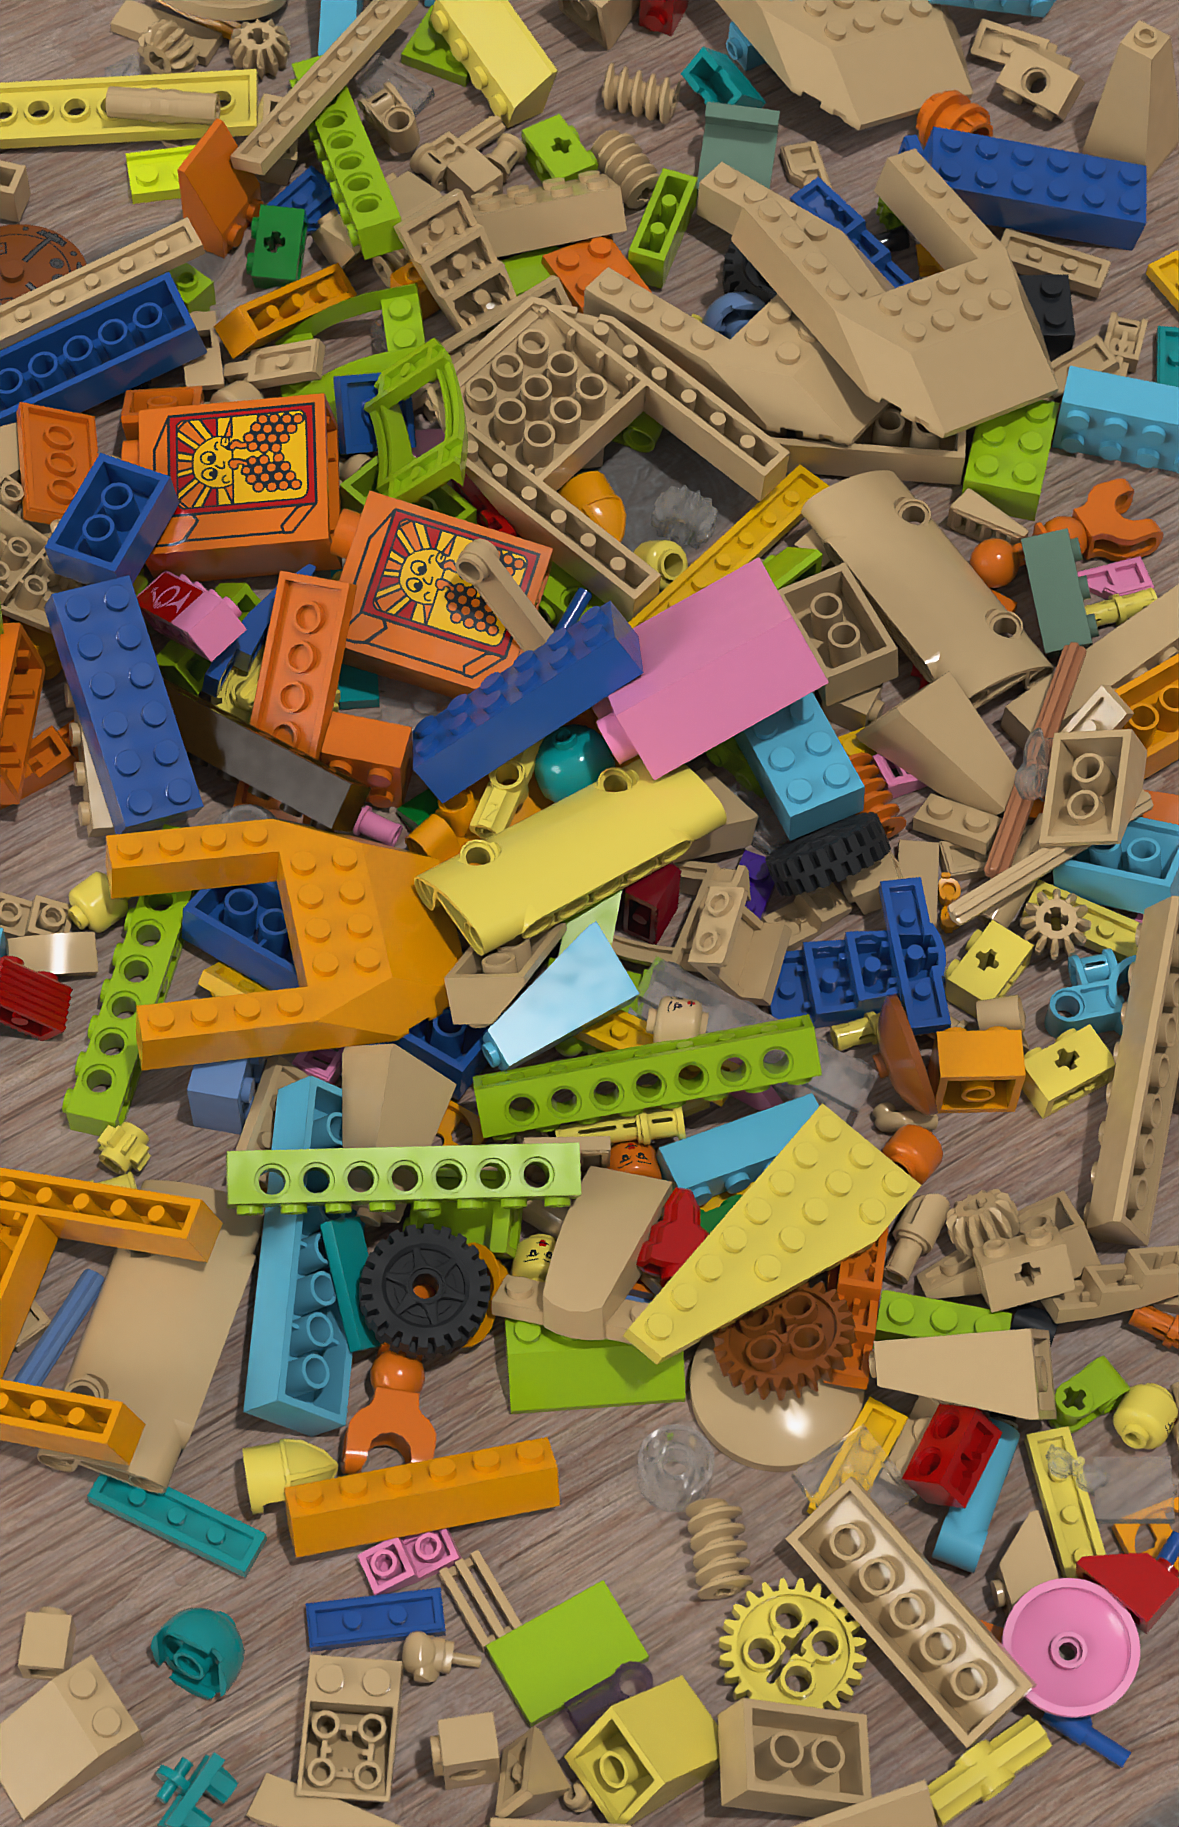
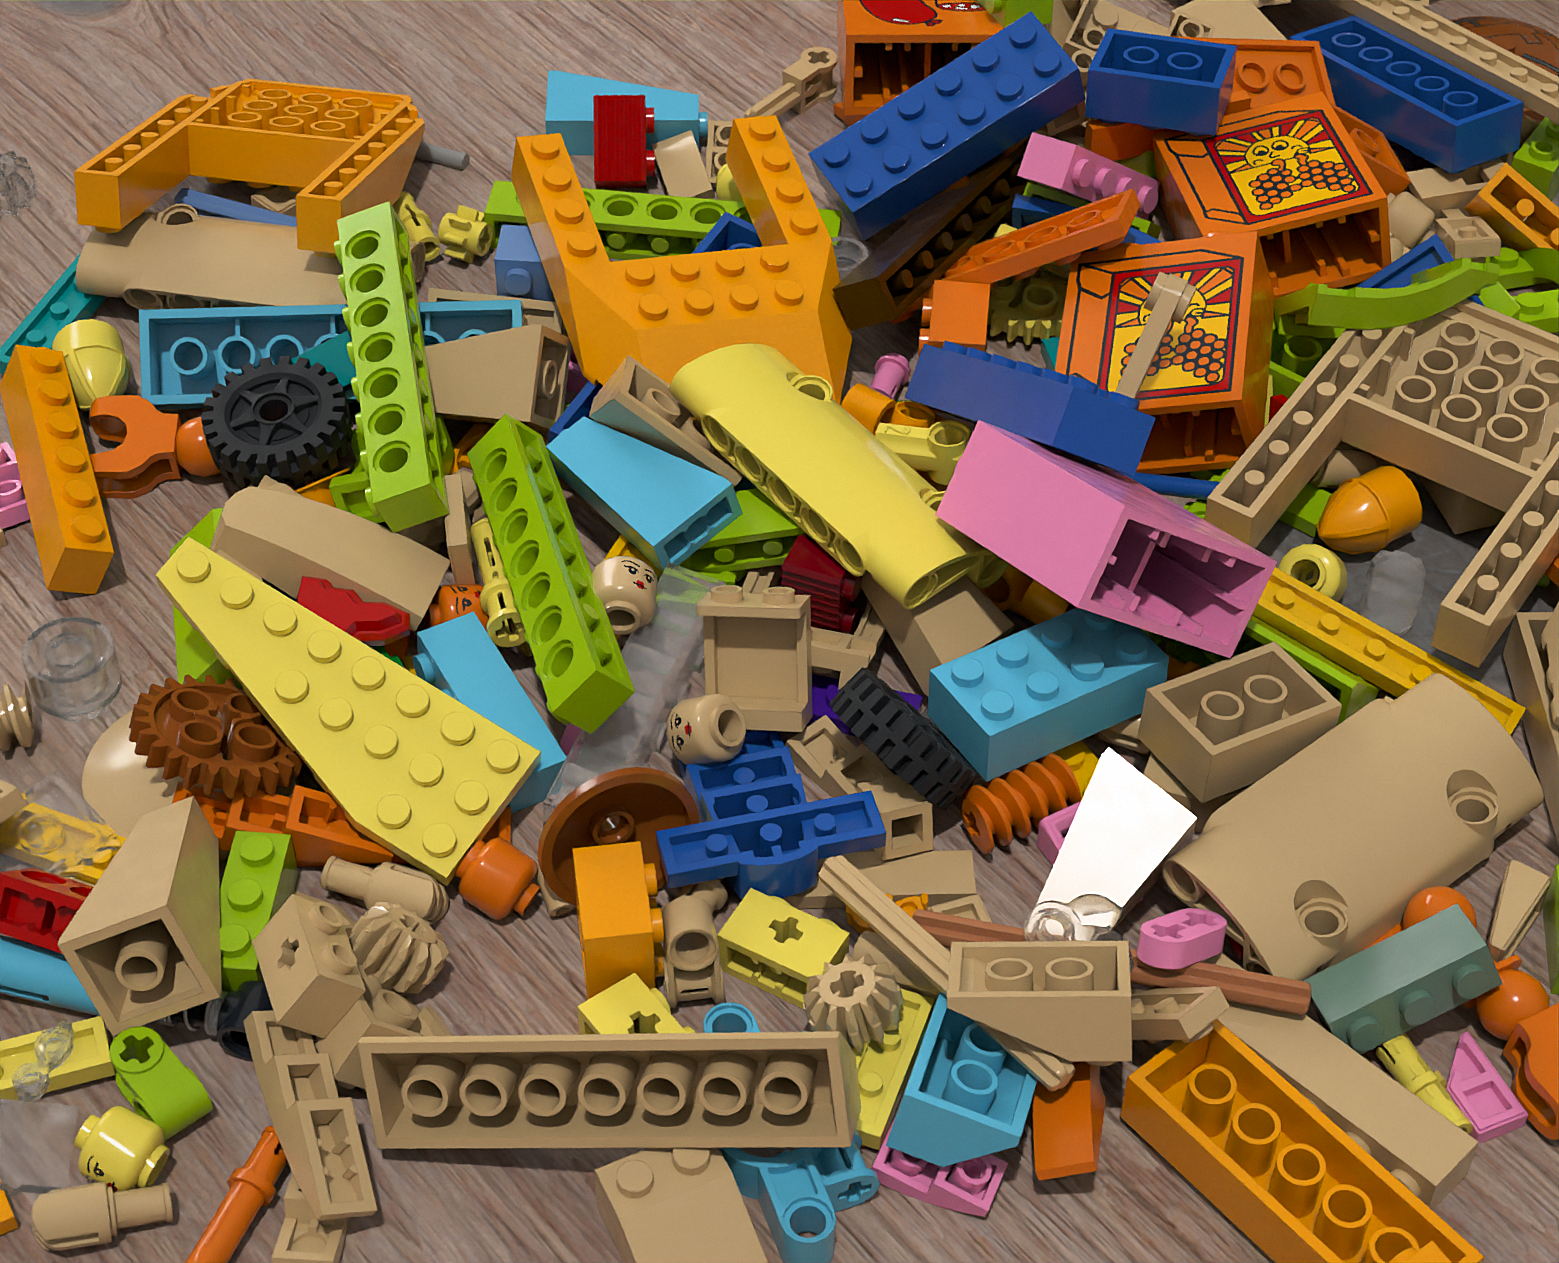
camera: 85 degrees right, 15 degrees down
(795, 990) = (706, 729): none -> tan head
(957, 823) = (1009, 894): tan plate -> none
(1036, 703) = (1181, 938): none -> bright pink beam

